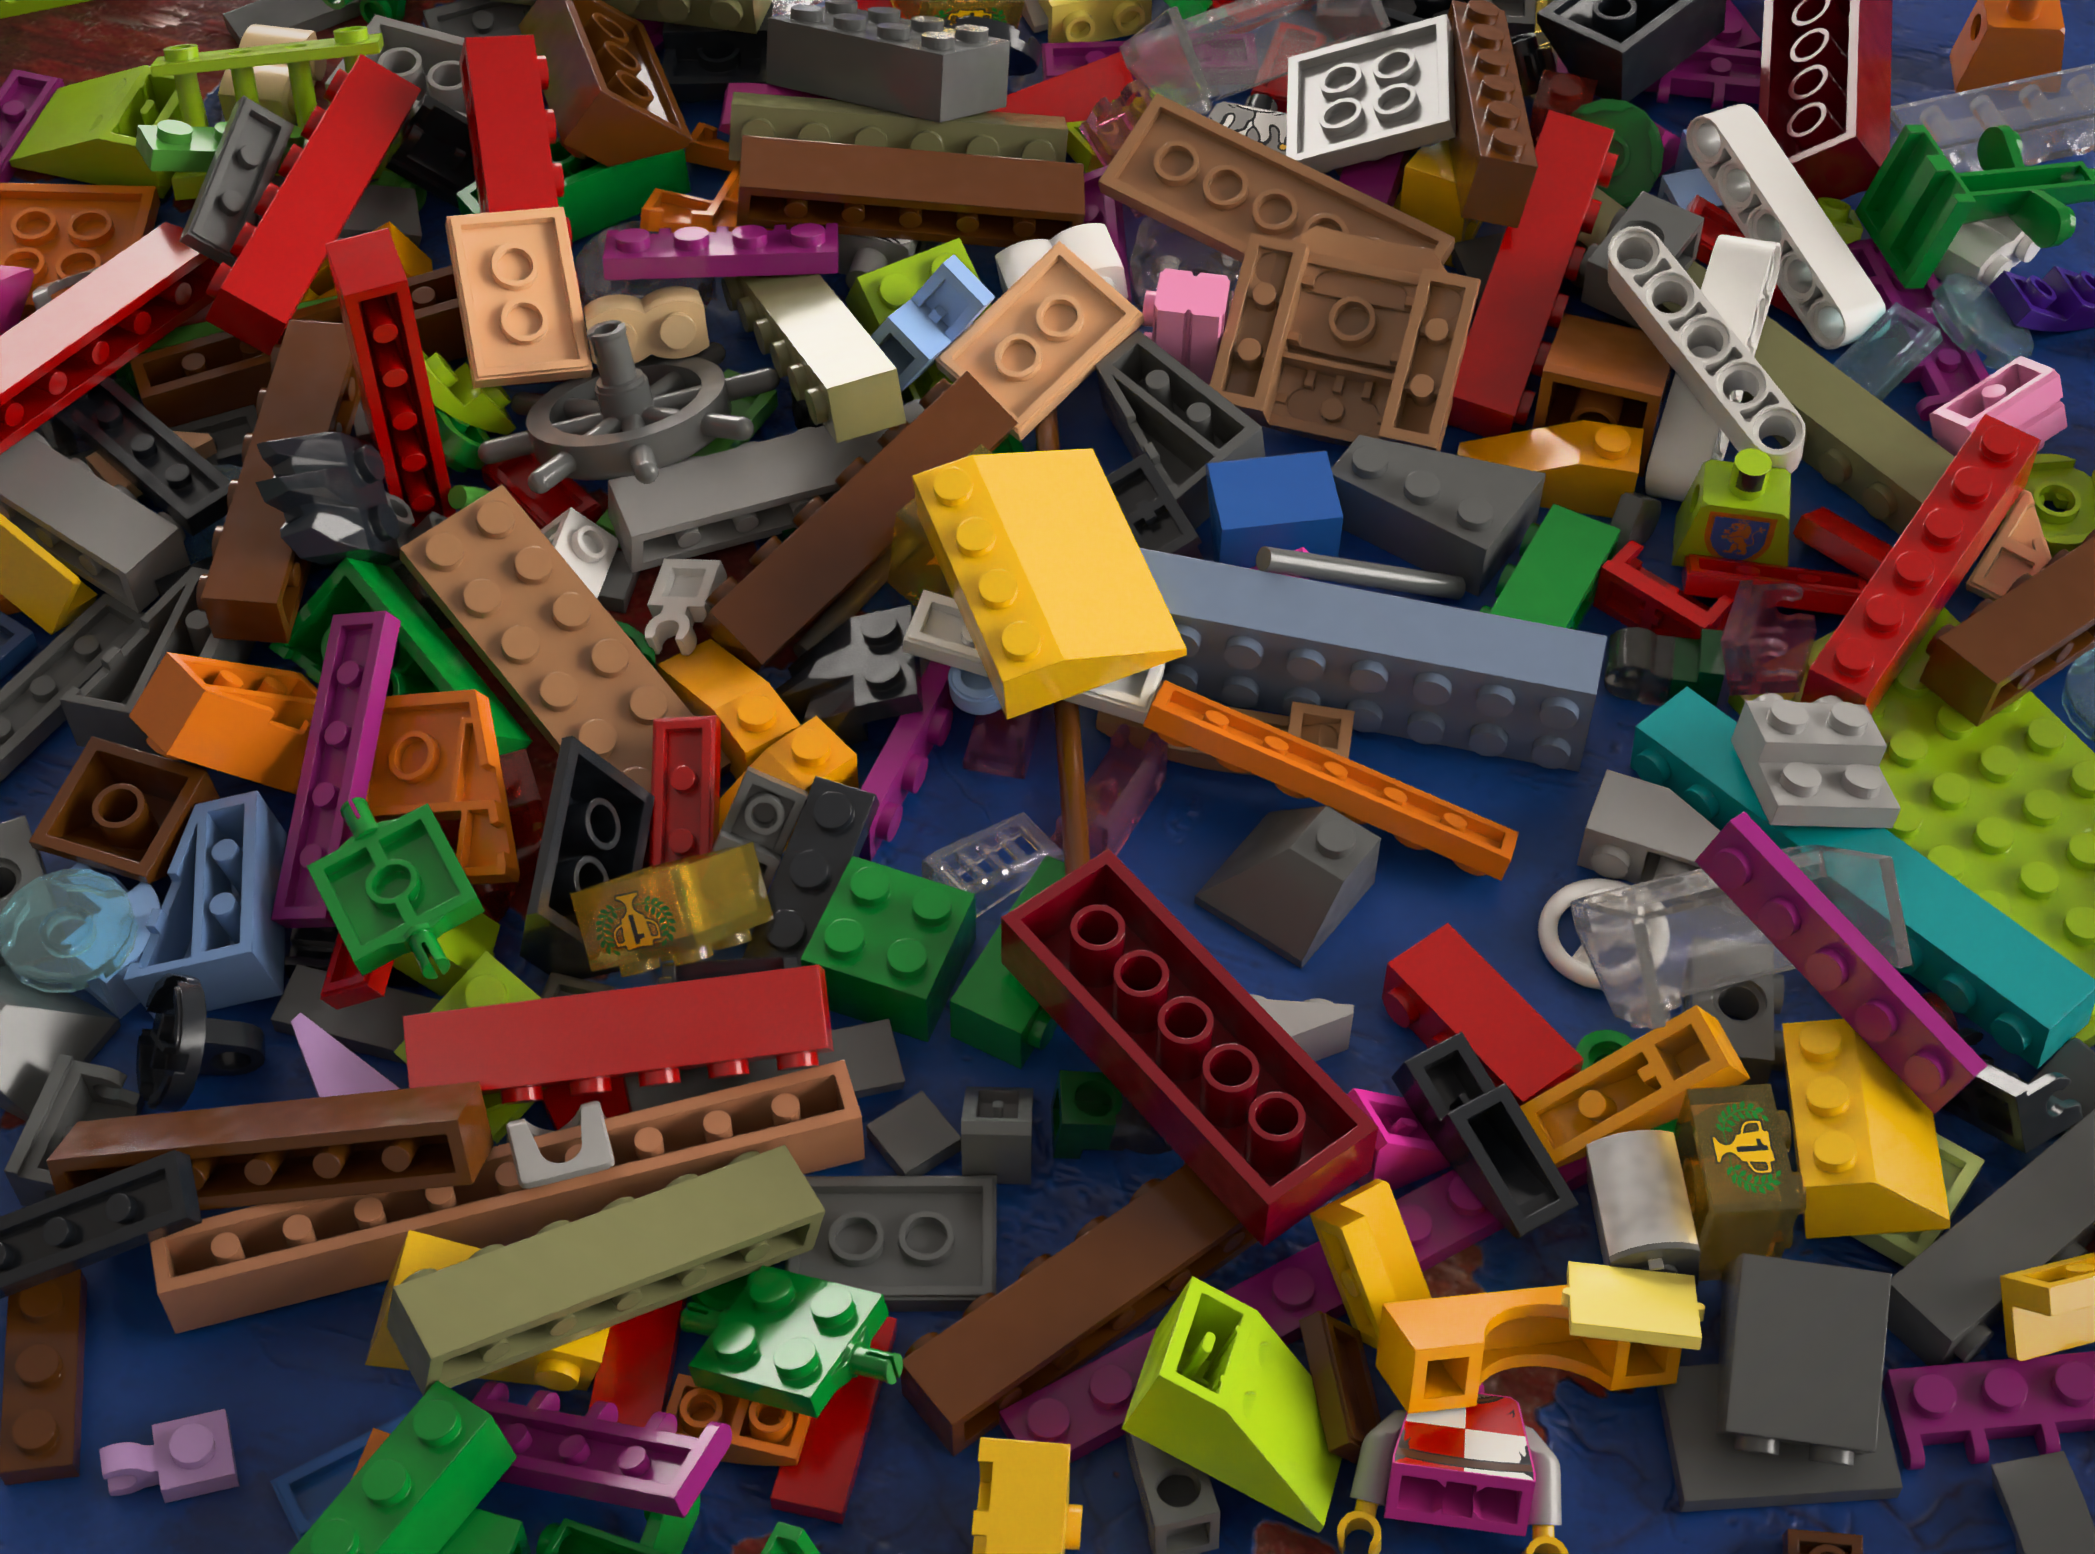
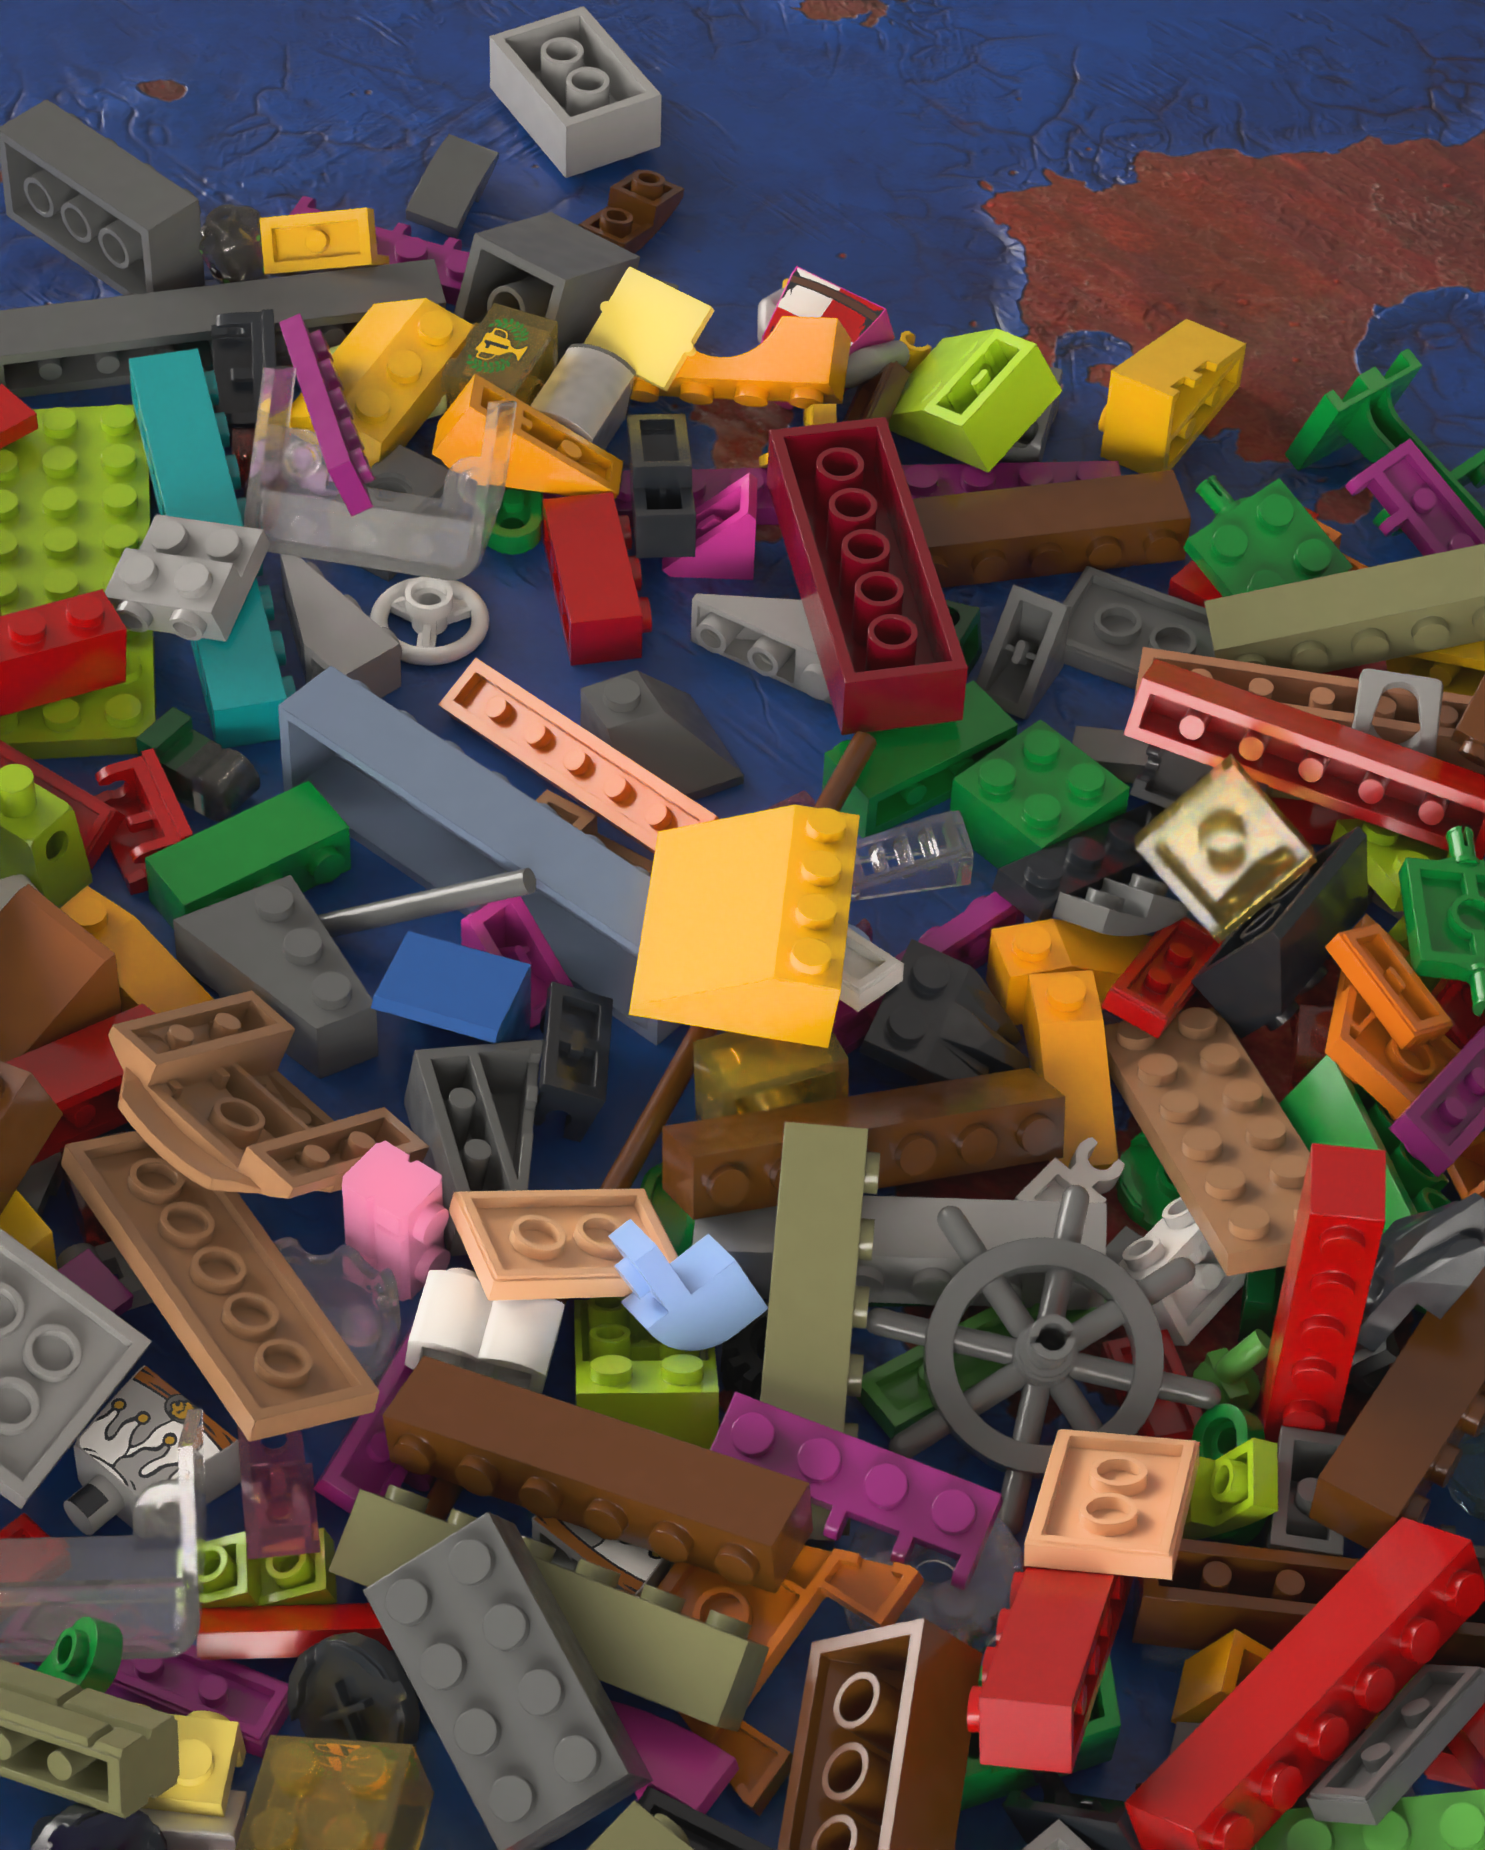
camera: 155 degrees left, 5 degrees down
(491, 802) = (1389, 985): none -> orange tile
(662, 323) = (991, 1451): tan brick -> none
(914, 1136) = (1088, 695): dark grey tile -> none
(1636, 518) = (120, 886): dark grey tile -> none
(1762, 646) = (104, 726): clear pink hinge -> none

